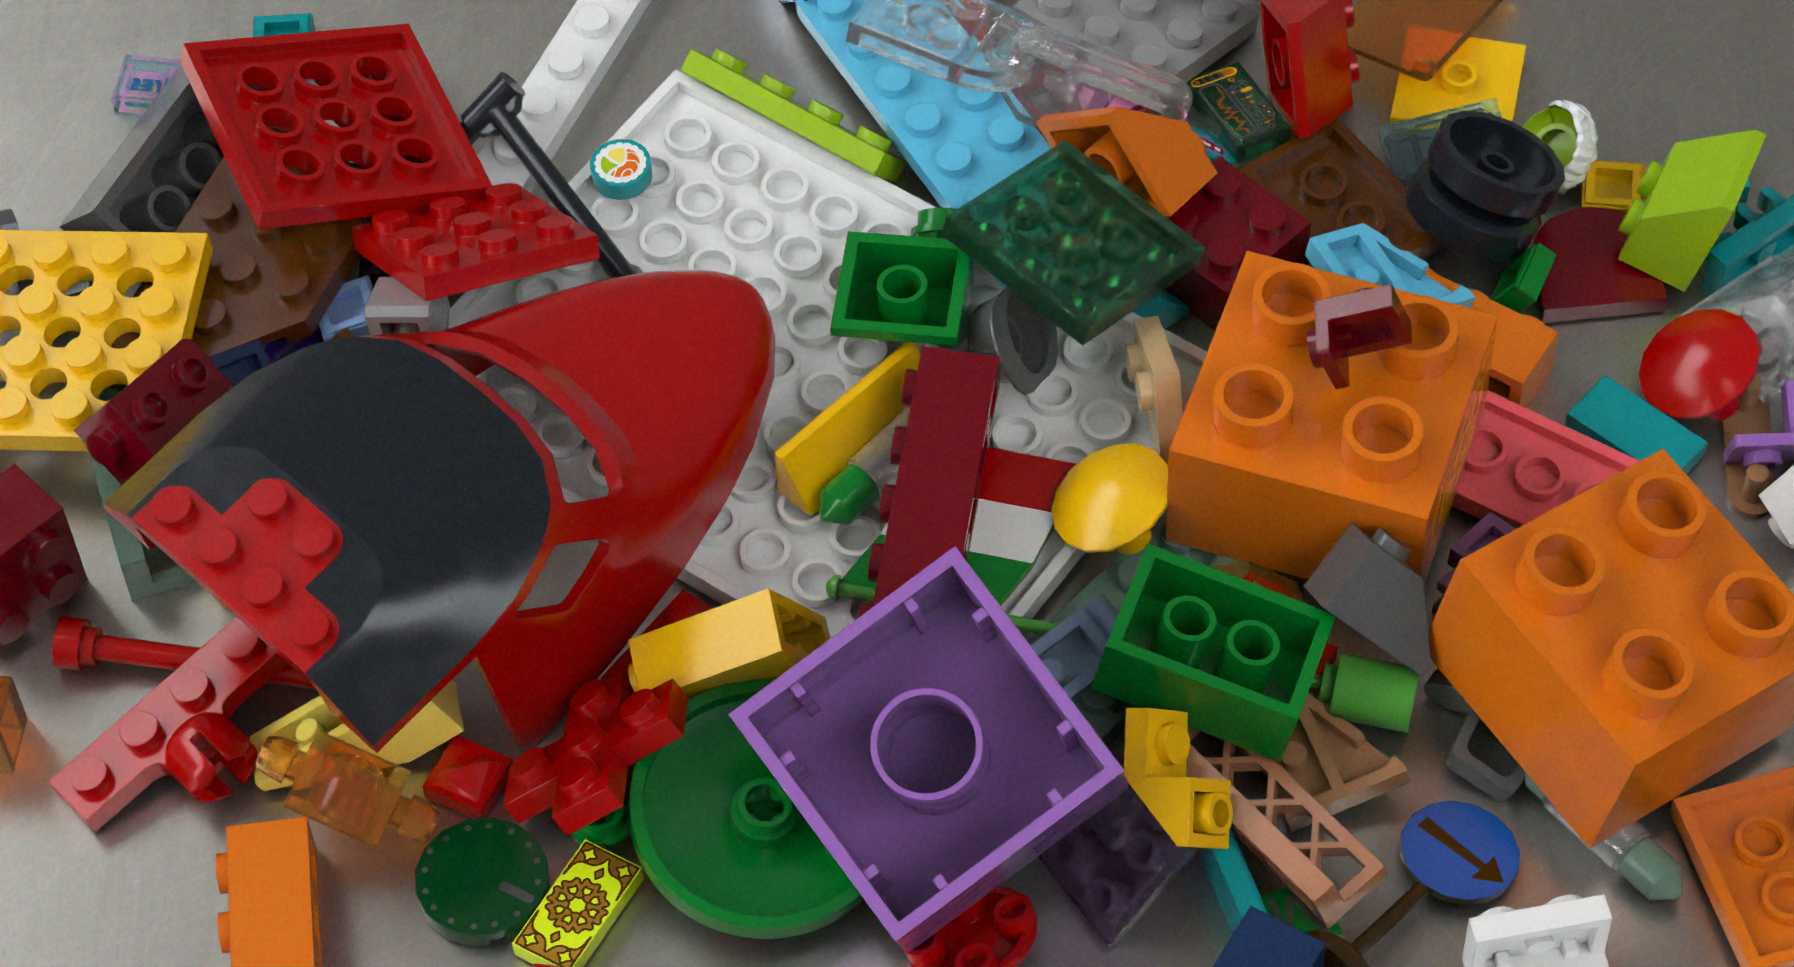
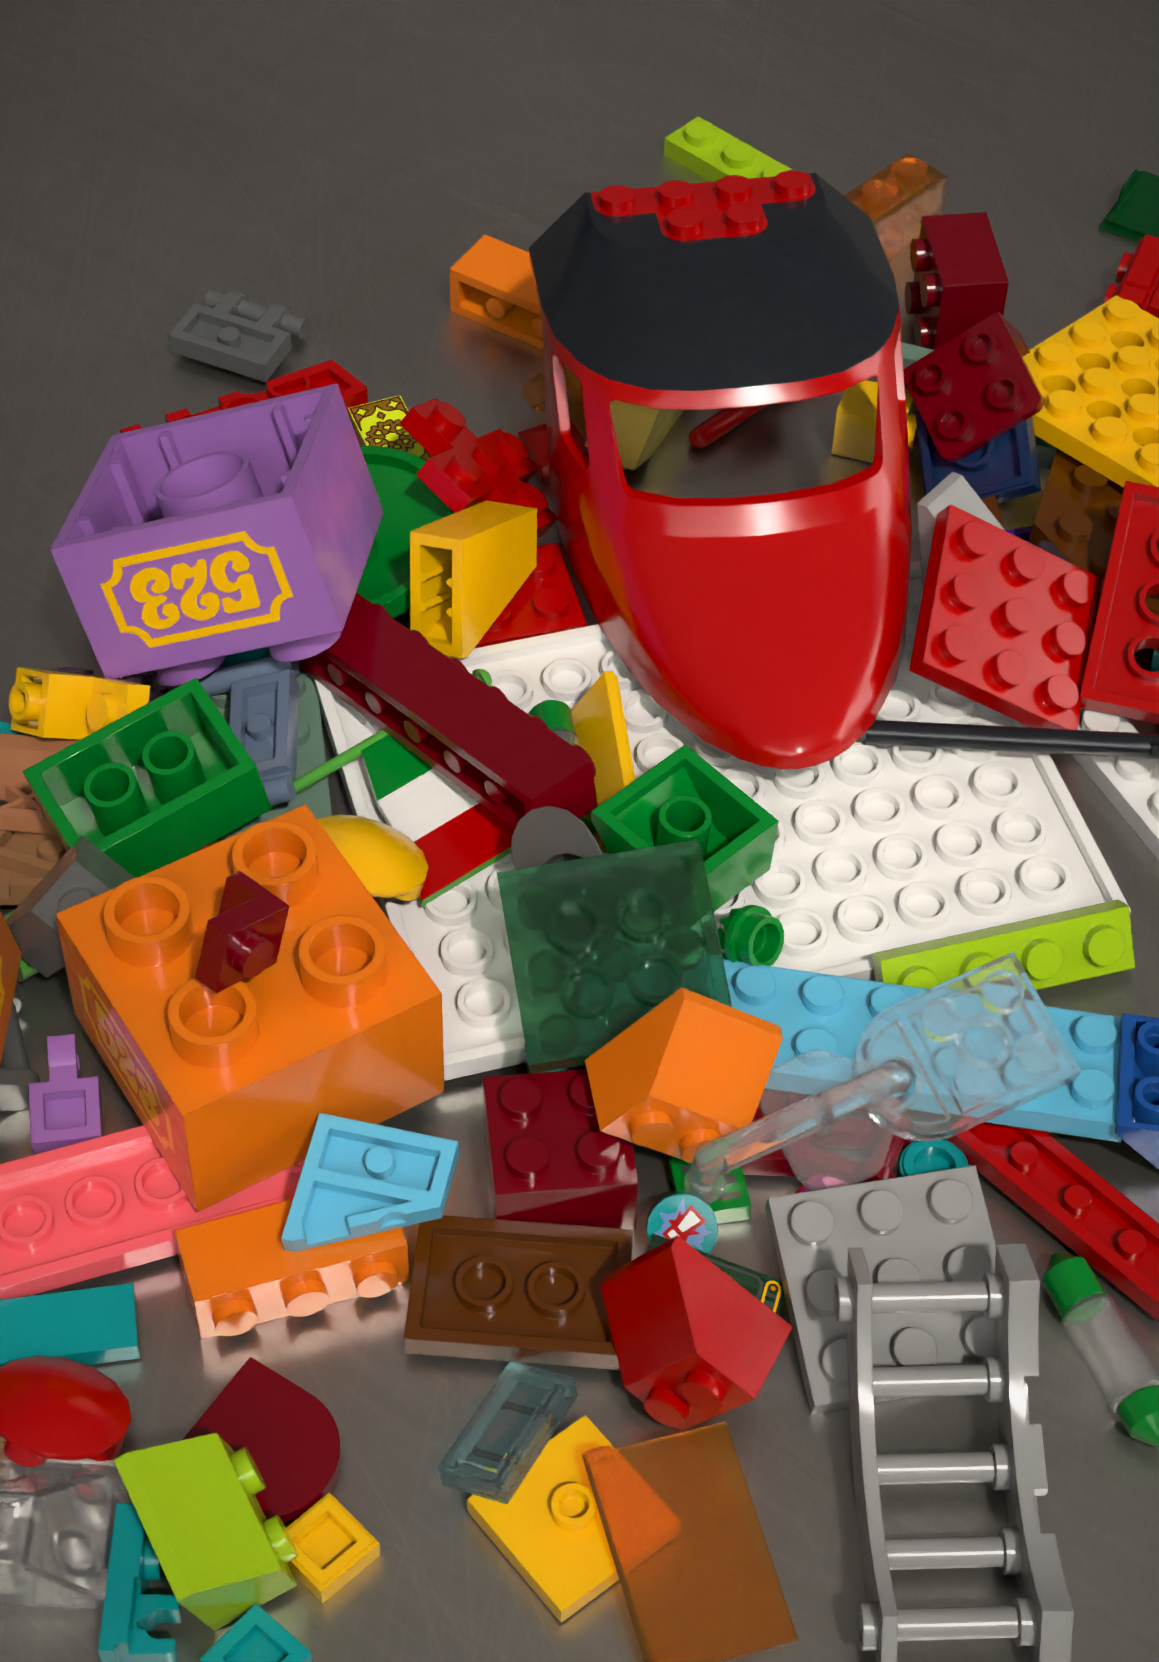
camera: 125 degrees right, 5 degrees down
(481, 880) = (481, 399): dark green tile -> none
(621, 169) = (1033, 796): tile -> none
(1156, 381) = (458, 966): tan wing -> none
(1484, 186) = (355, 1358): black wheel -> none
(1524, 278) = (291, 1352): green tile -> none
(1571, 135) = (401, 1506): hair -> none

